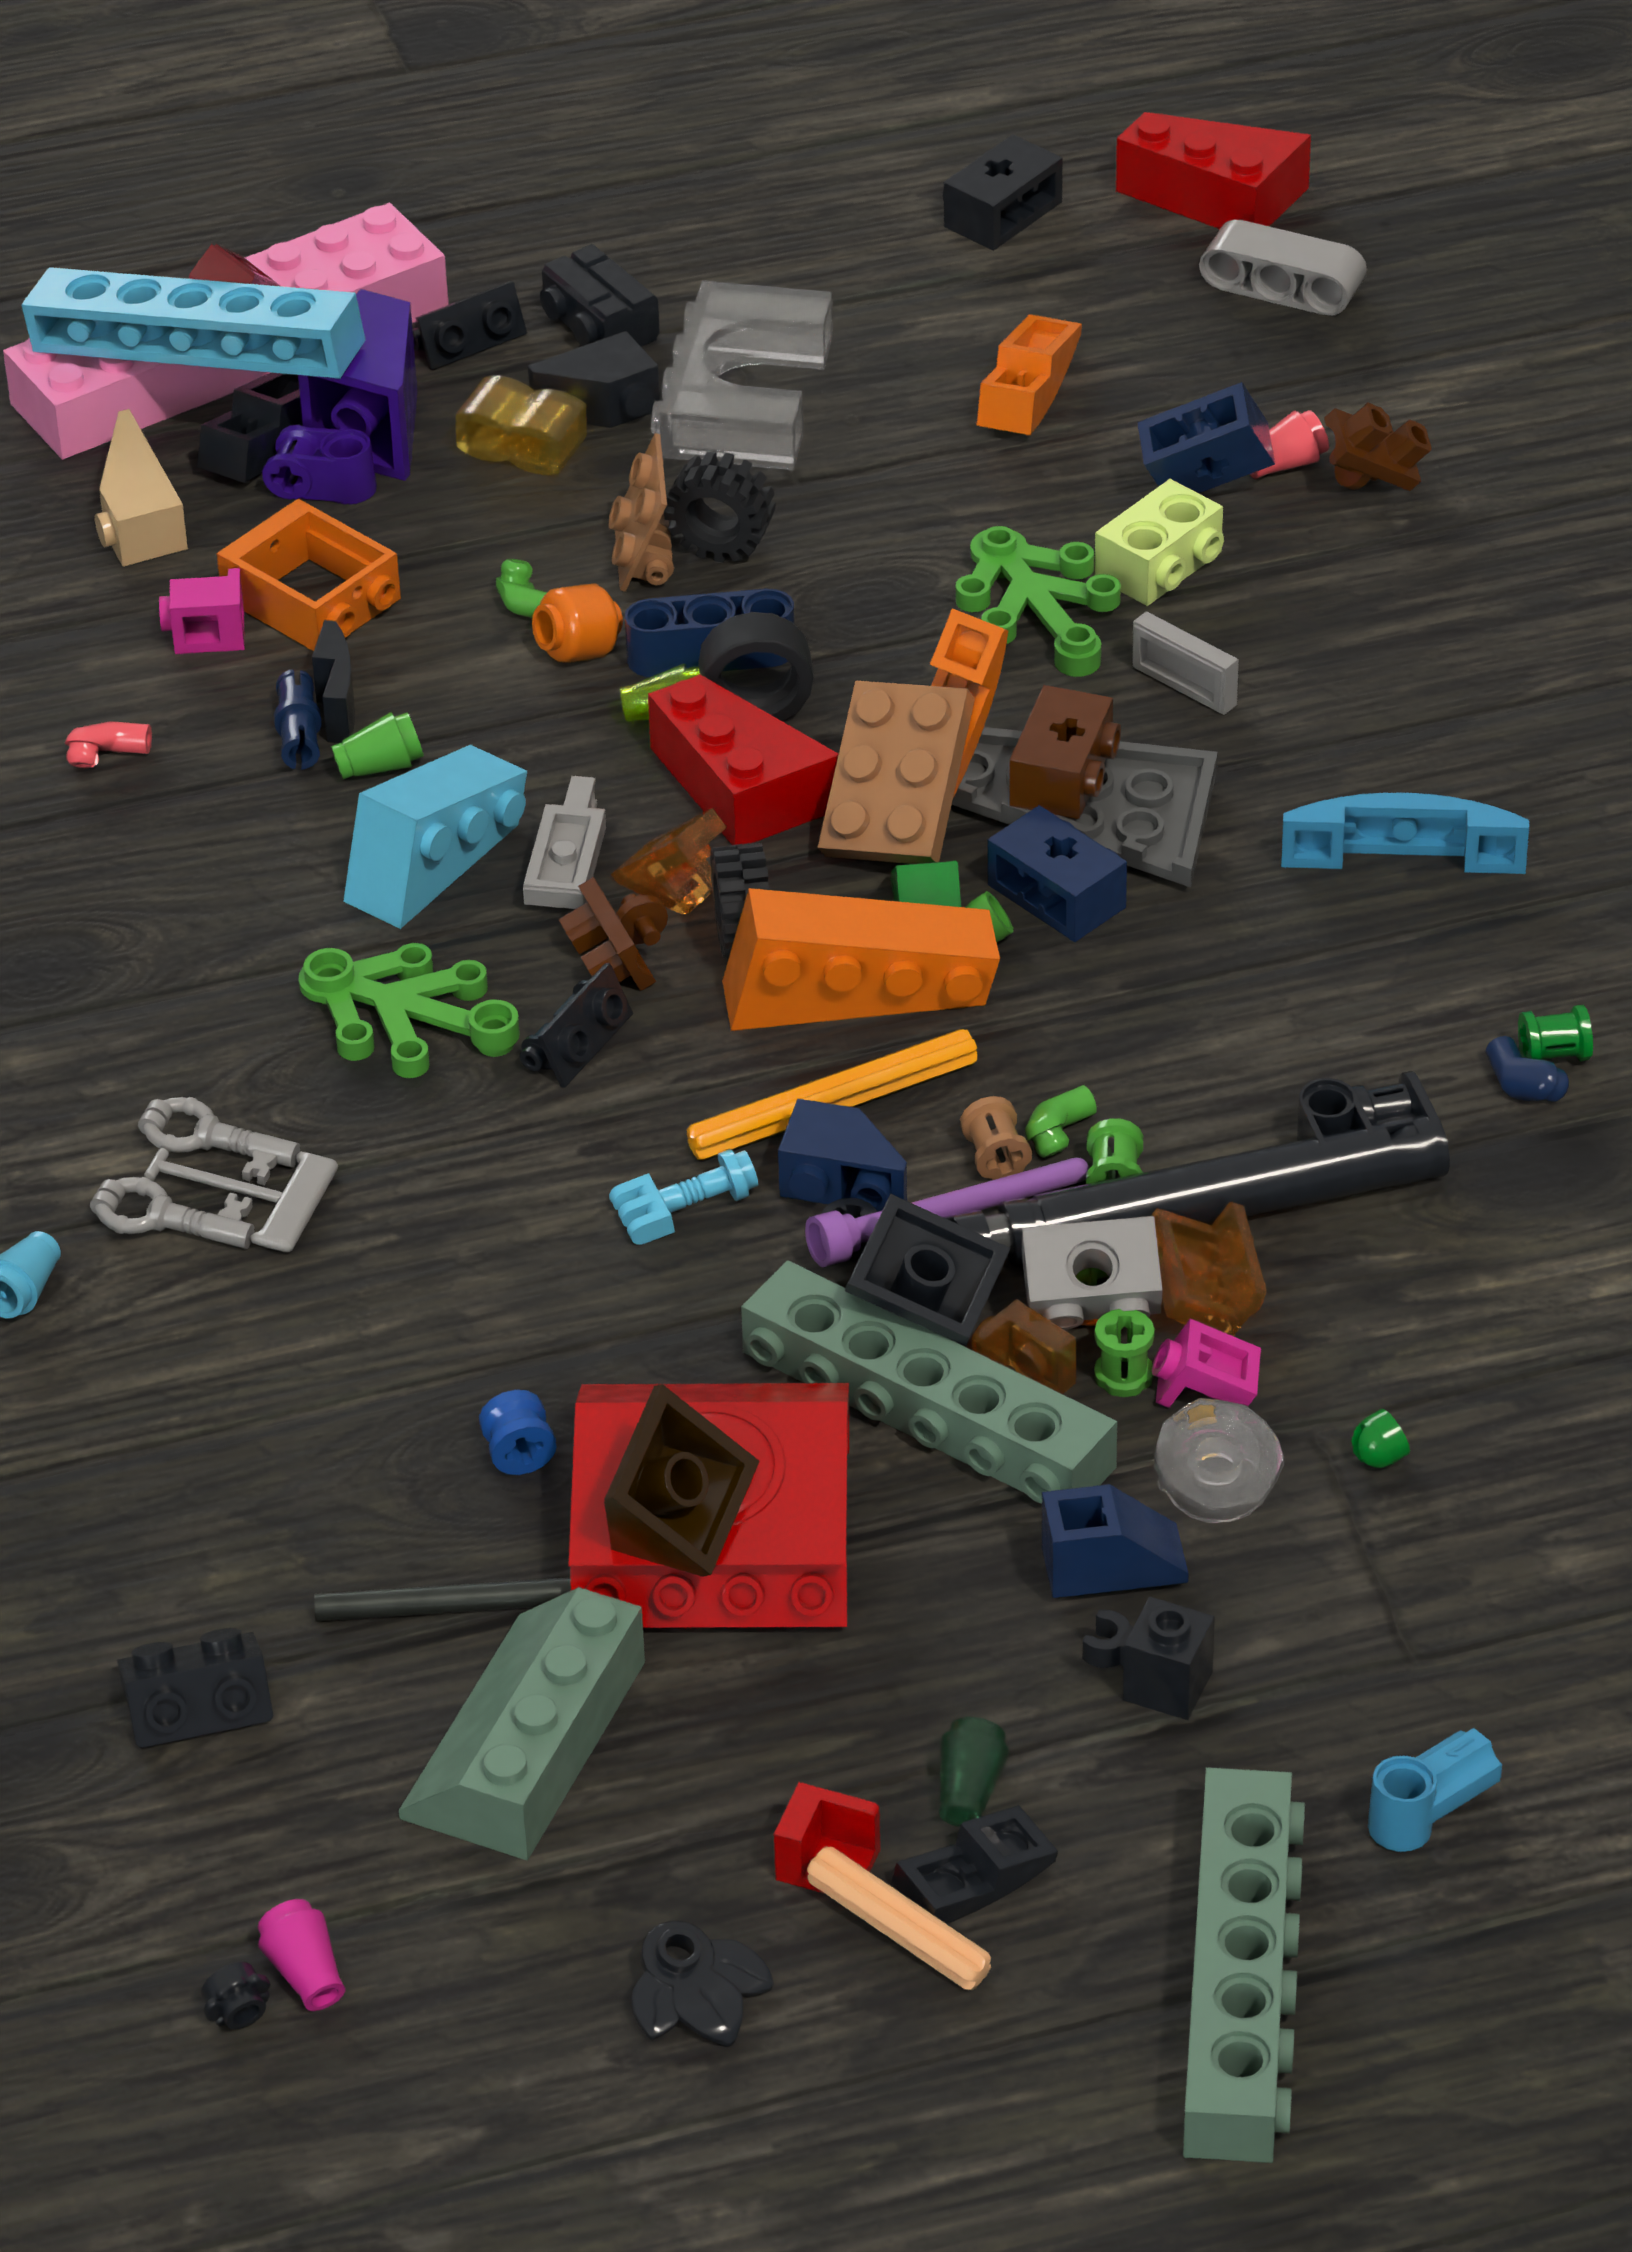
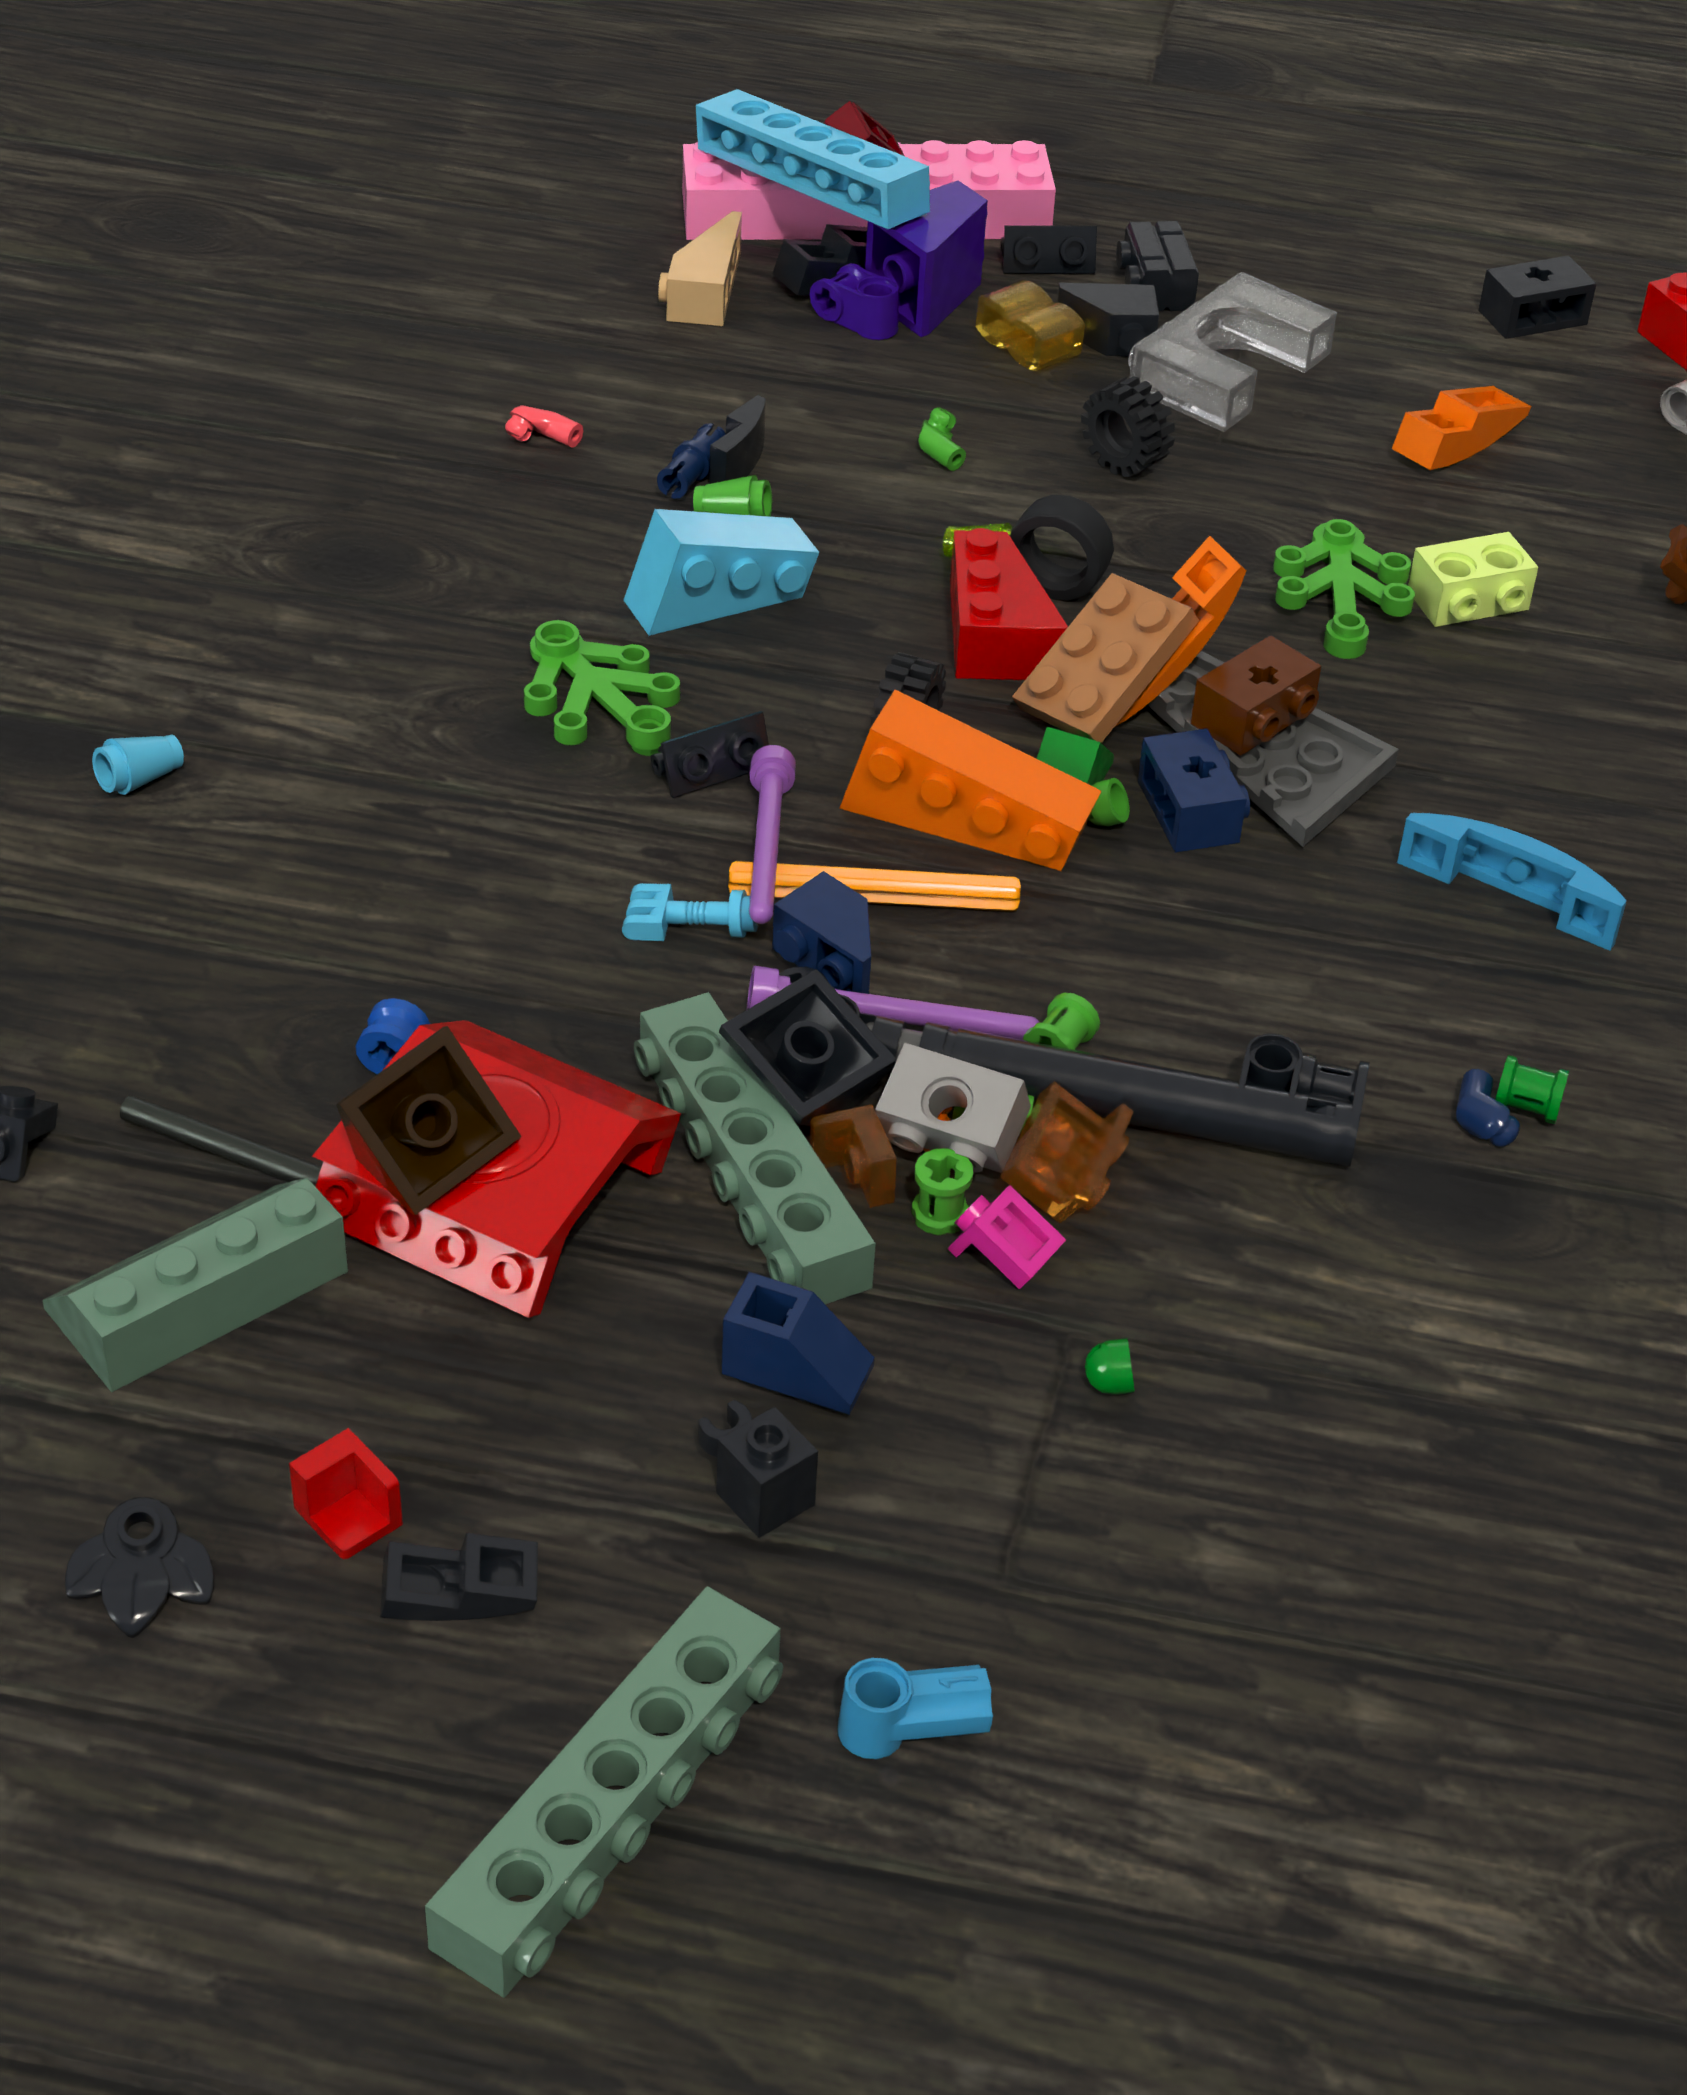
camera: 25 degrees right, 0 degrees up
(205, 613) = (688, 366): dark pink brick -> none
(292, 1206) = (325, 792): light grey piece -> none
(303, 535) = (795, 340): orange window -> none
(566, 848) = (814, 623): light grey hinge -> none
(577, 623) = (956, 470): orange head -> none
(635, 922) = (796, 697): reddish brown hips -> none
(639, 523) = (1061, 435): medium nougat hinge -> none
(655, 1024) = (771, 775): none -> medium lavender piece
(672, 629) = (1013, 490): dark blue beam -> none
(674, 864) = (868, 661): clear orange slope -> none
(899, 1918) = (353, 1594): light nougat axle -> none
(970, 1767) = (521, 1489): clear green cone -> none
(986, 1141) = (975, 973): medium nougat bush -> none
(1056, 1113) = (1042, 976): bright green arm -> none
(1185, 663) = (1424, 674): light grey tile -> none
(1207, 440) = (1561, 515): dark blue brick -> none
(1217, 1460) = (948, 1317): clear hat -> none
(1296, 442) = (1635, 548): coral cone -> none

